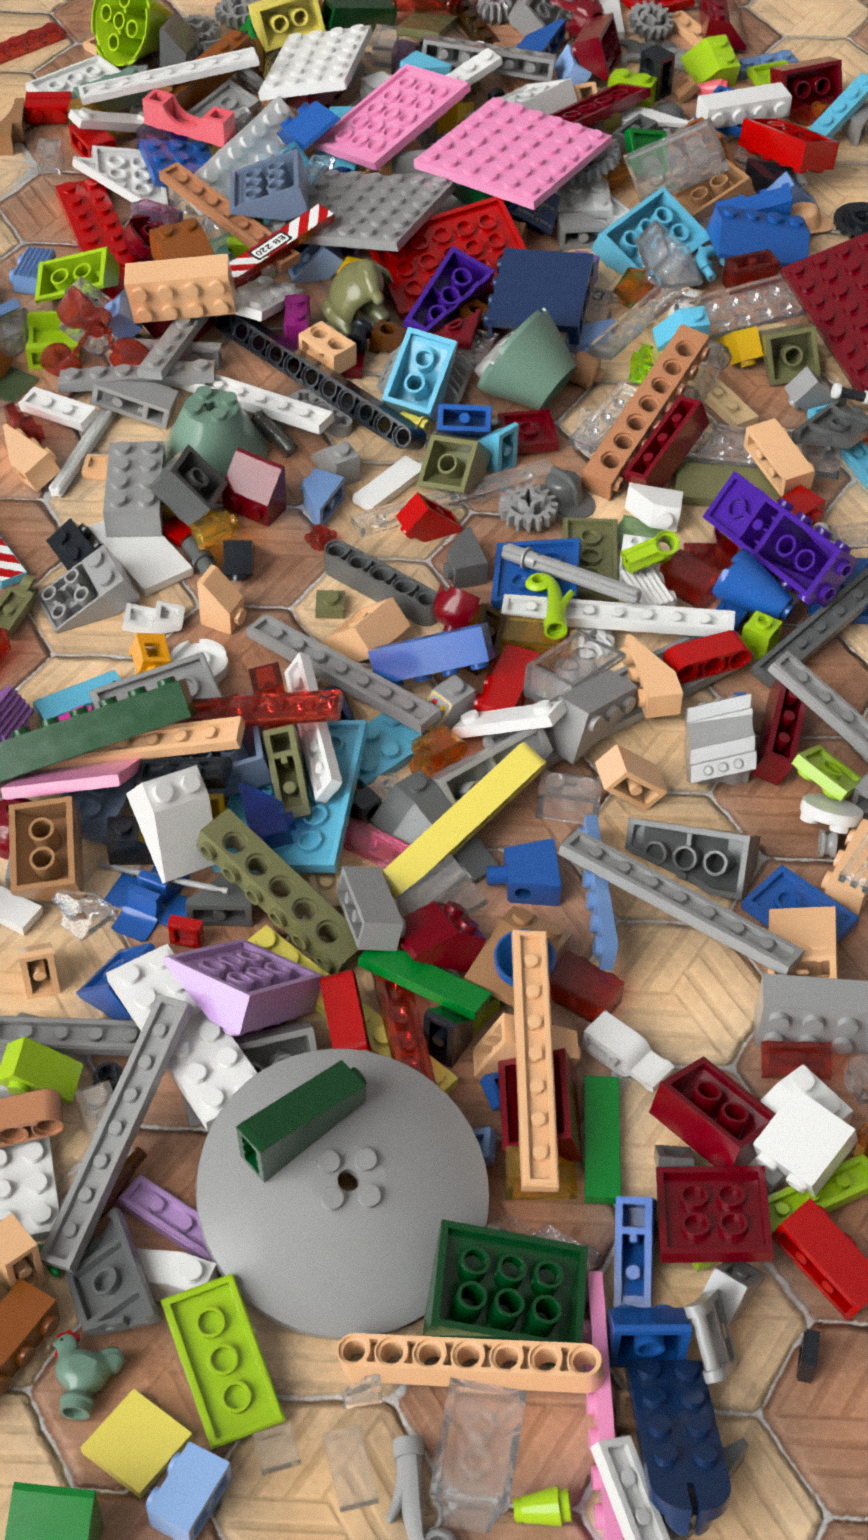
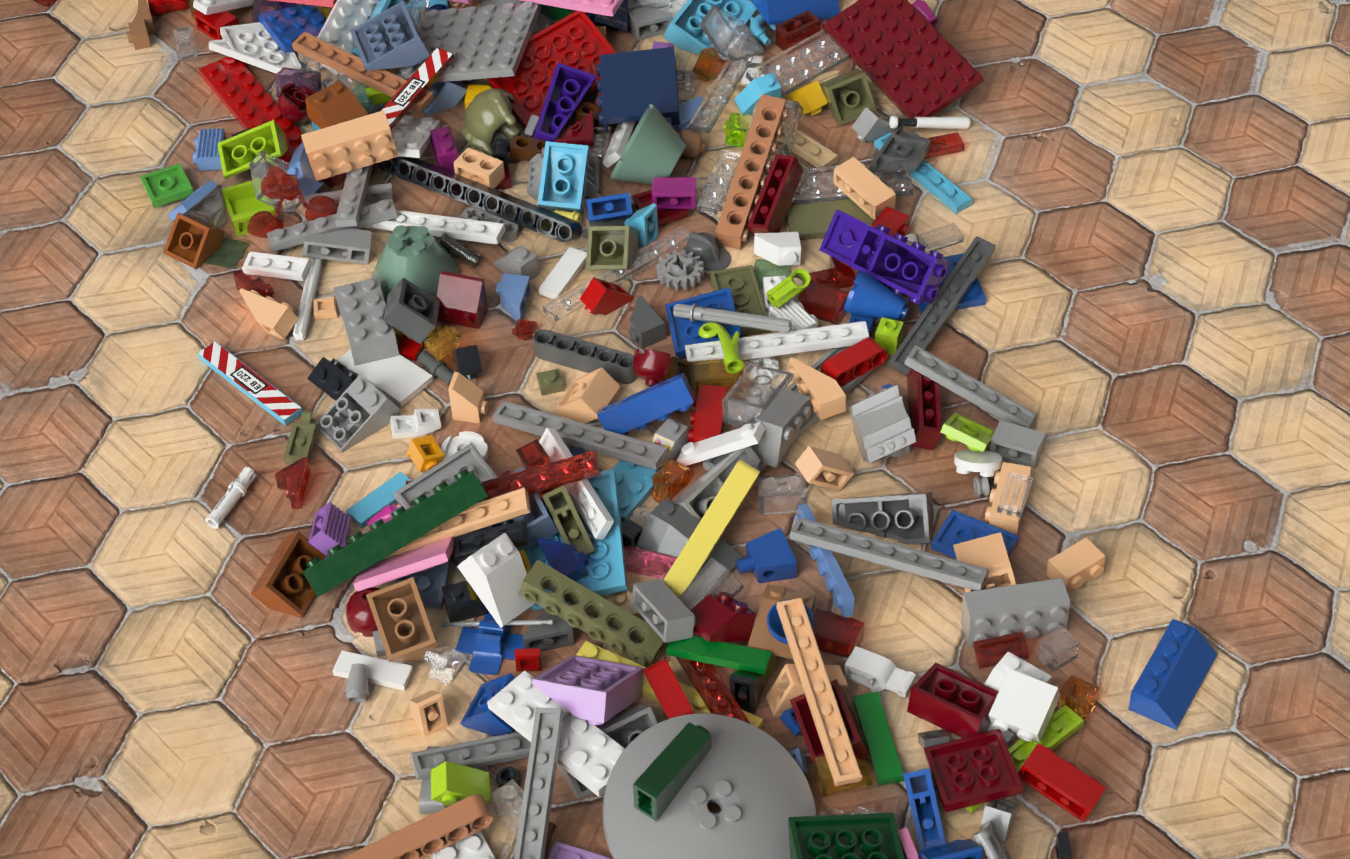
camera: 10 degrees left, 0 degrees up
(401, 315) = (531, 126): none -> light grey tile
(547, 418) = (674, 193): none -> magenta brick

